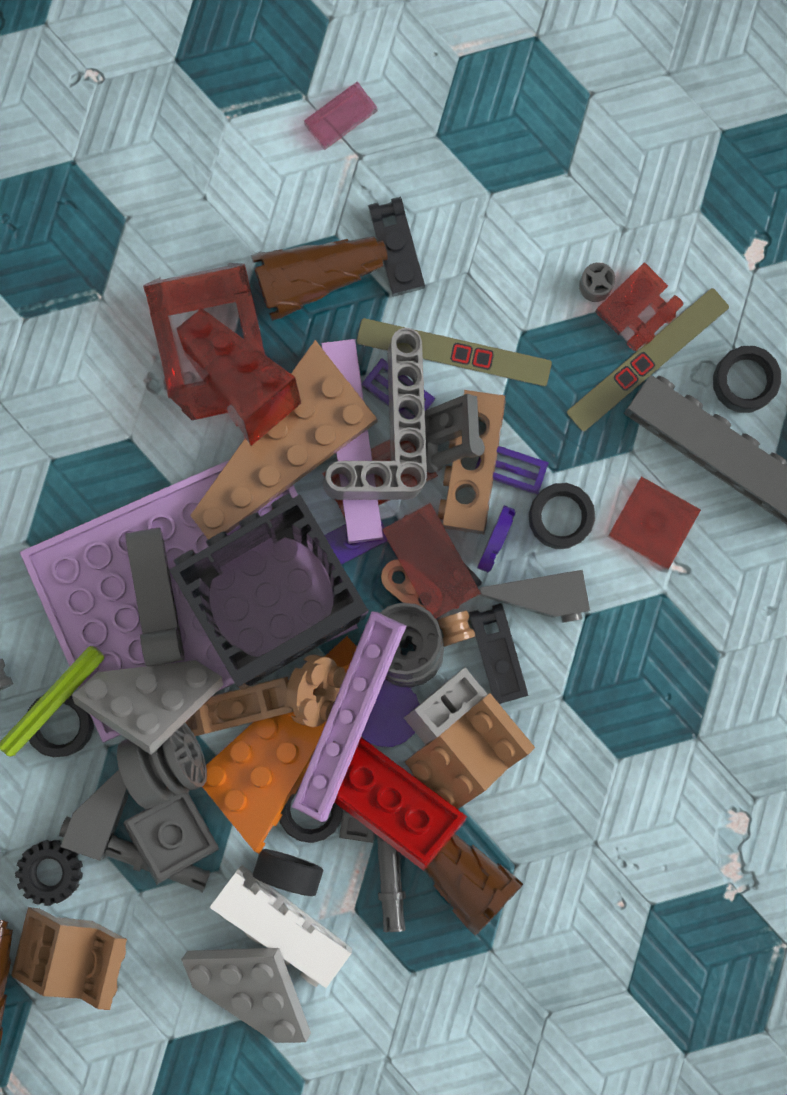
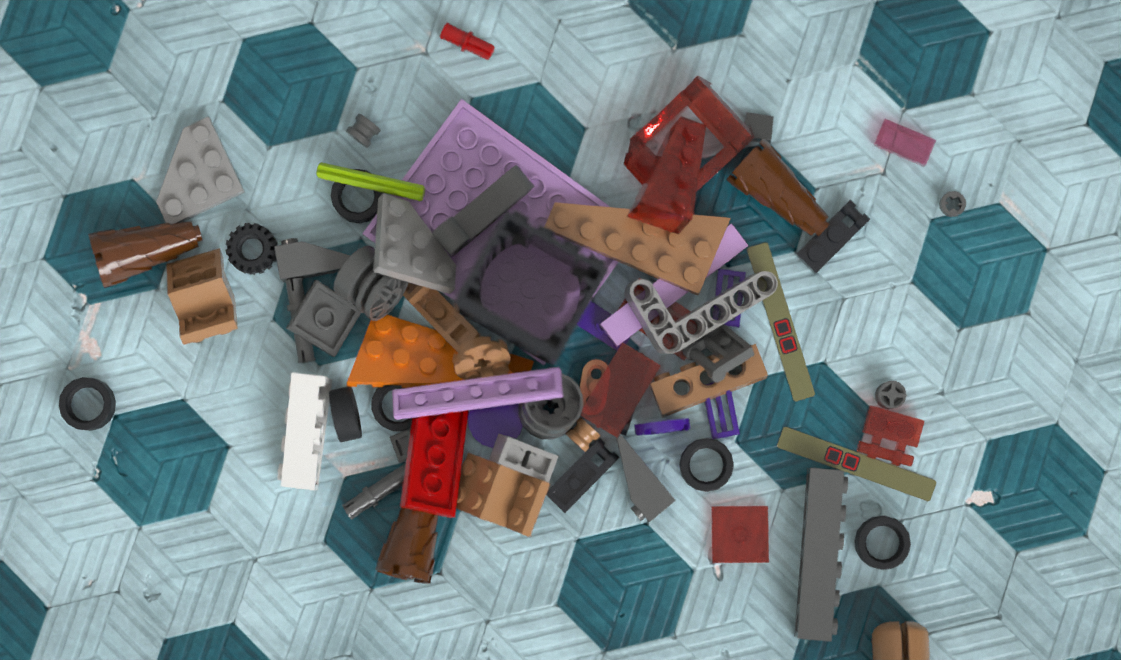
camera: 65 degrees right, 0 degrees up
(235, 252) = (760, 125): none -> dark grey slope
(251, 987) = (252, 435): light grey plate -> none
(424, 99) = (952, 195): none -> dark grey bush

